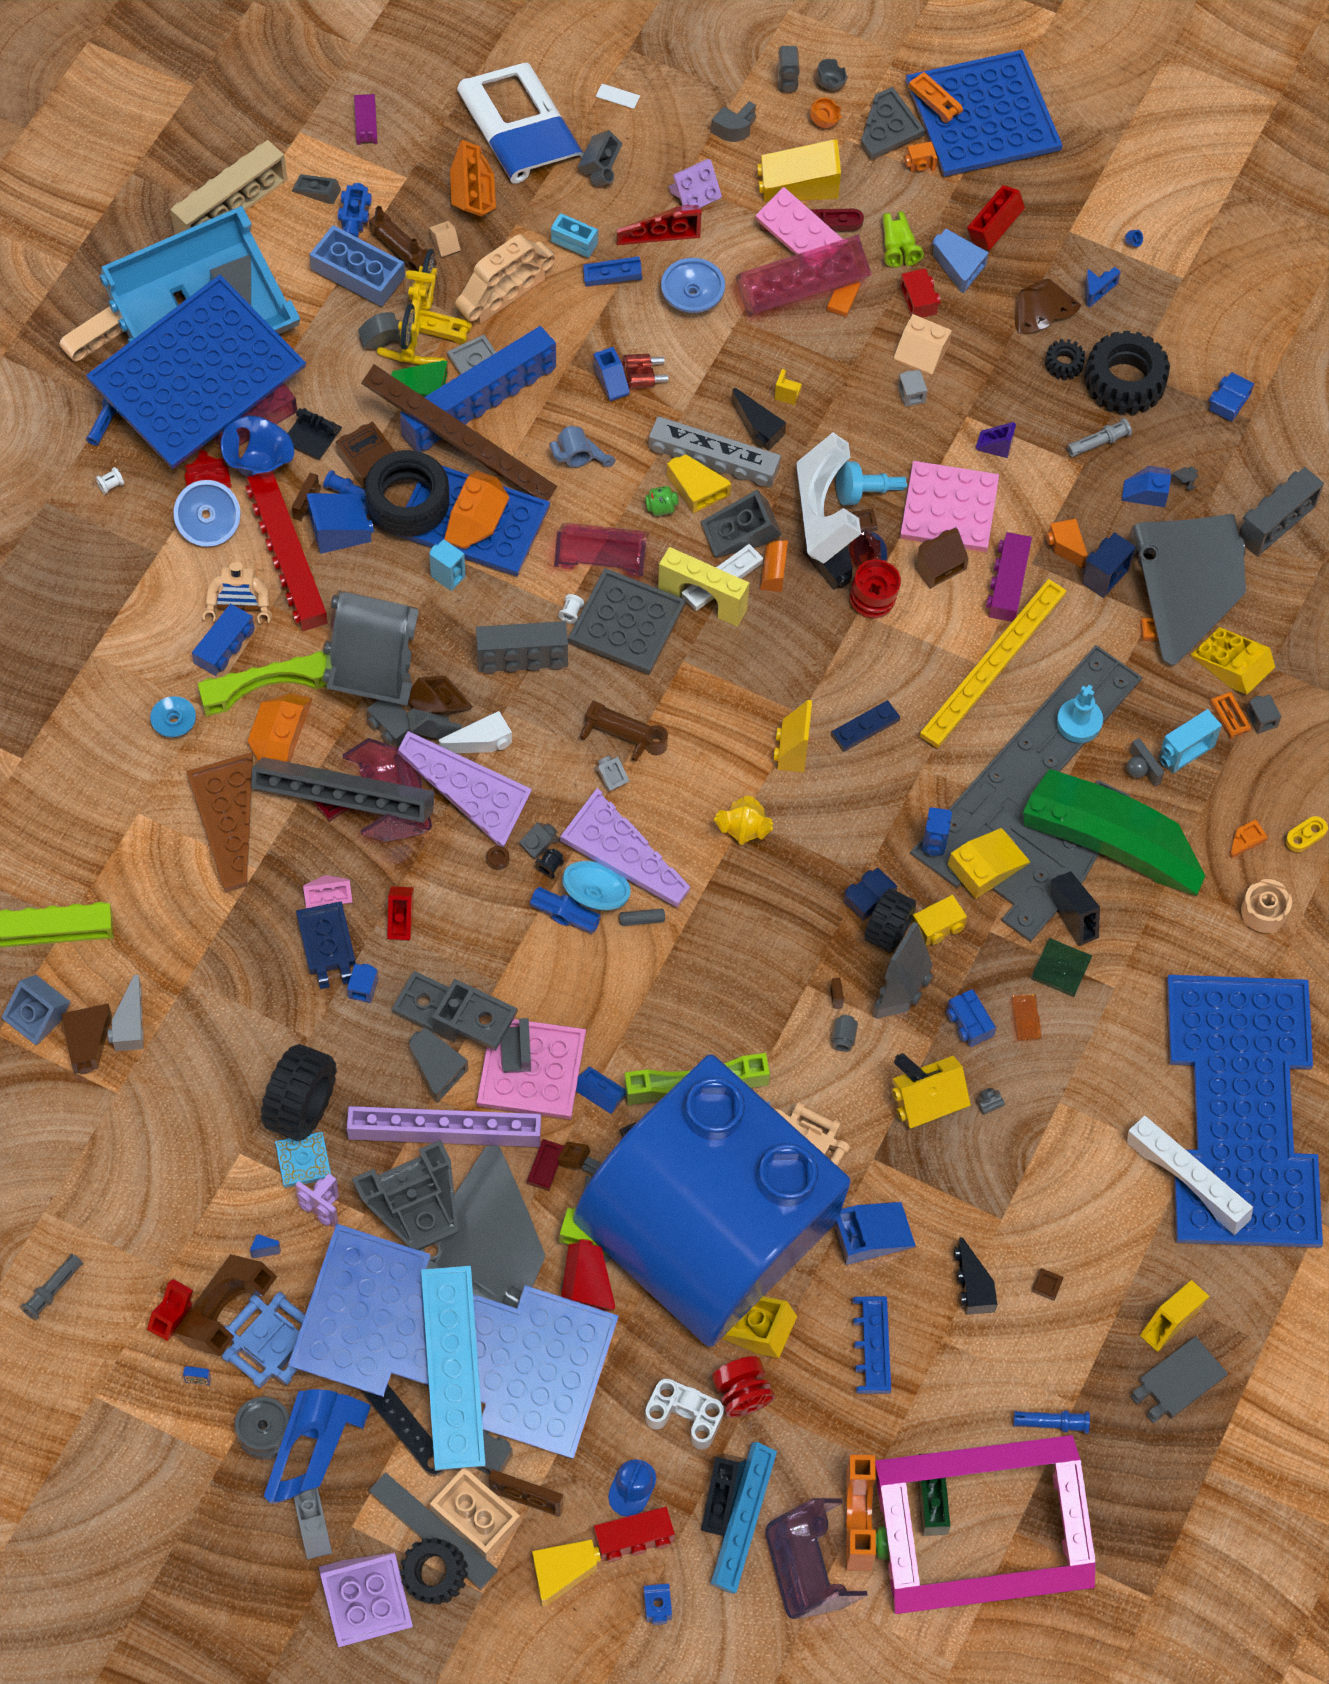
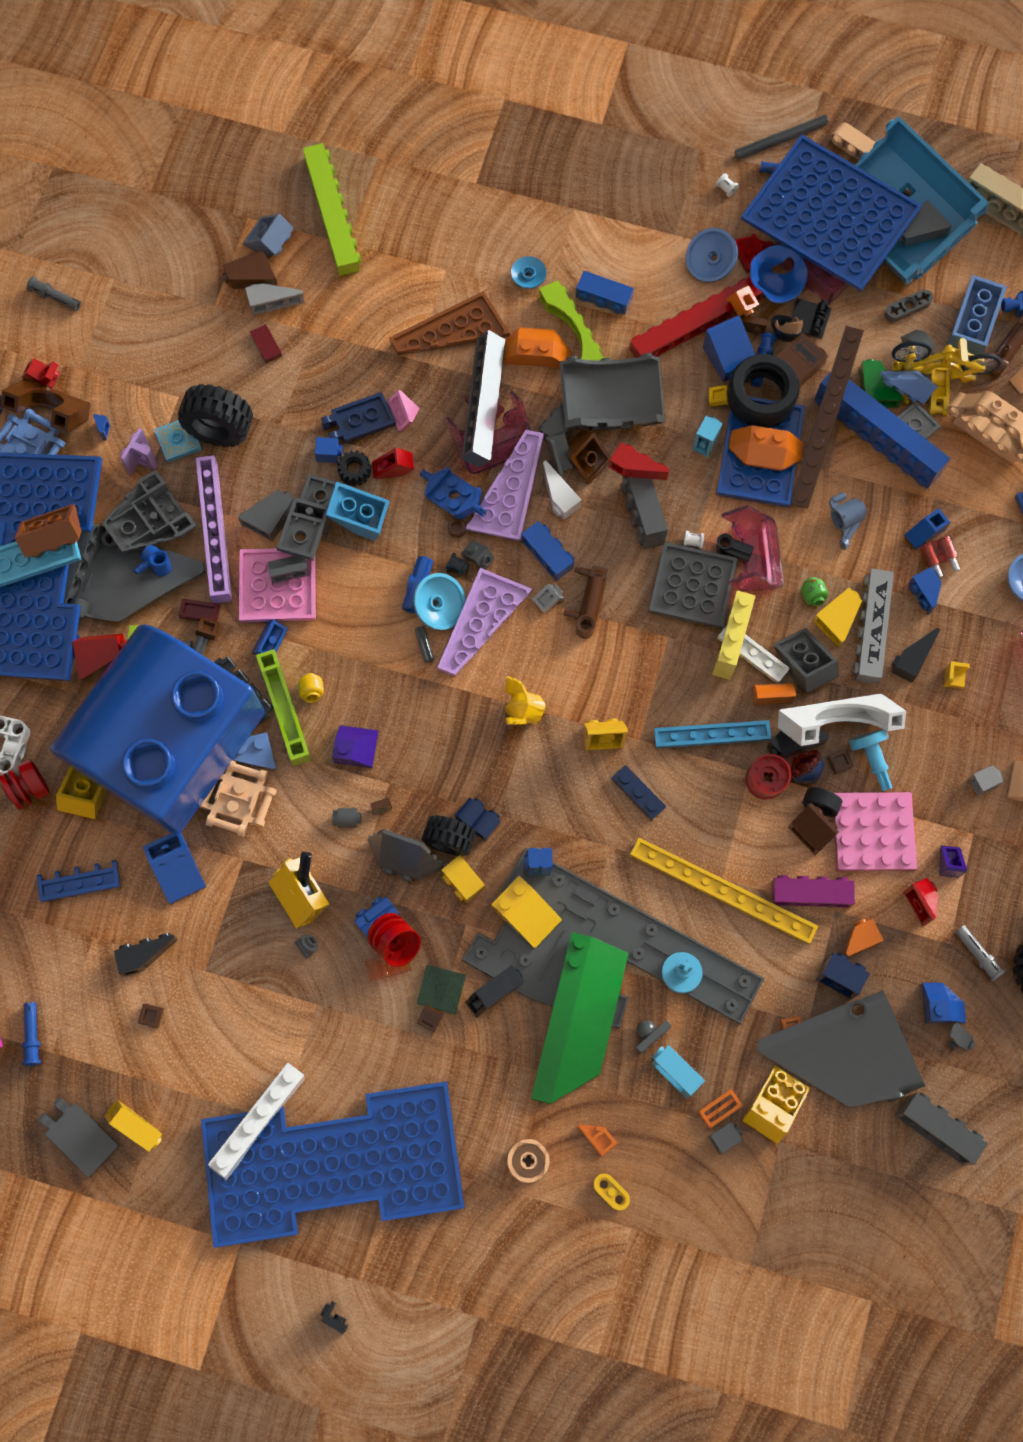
camera: 80 degrees right, 10 degrees up
(56, 411) = (781, 136): none -> dark grey axle
(191, 1036) = (266, 343): none -> dark red tile
(239, 588) = (648, 293): light nougat torso -> none
(285, 488) = (743, 301): none -> orange brick
(320, 339) = (913, 299): none -> dark grey beam
(324, 455) = (786, 328): none -> piece
(390, 945) = (354, 478): none -> black tyre
(392, 546) = (718, 396): none -> yellow plate
(429, 1291) = (48, 531): none -> dark orange slope
(433, 345) = (910, 382): none -> medium blue slope
(462, 951) = (357, 510): none -> dark azure slope
(464, 834) = (446, 483): none -> blue plate
(476, 639) = (633, 464): none -> red slope
(476, 1202) = (156, 559): none -> blue piece
(552, 762) = (547, 550): none -> blue brick
(591, 568) = (735, 549): none -> black piece
(675, 1047) = (310, 687): none -> yellow head
(681, 391) = (926, 588): none -> blue slope
(755, 1013) = (355, 746): none -> dark purple slope
(811, 638) = (712, 734): none -> dark azure plate
(910, 541) = (824, 799): none -> black tyre
(1004, 995) = (394, 939): none -> red wheel
(1038, 474) = (923, 900): none -> red slope
(1093, 982) = (430, 1018): none -> reddish brown tile

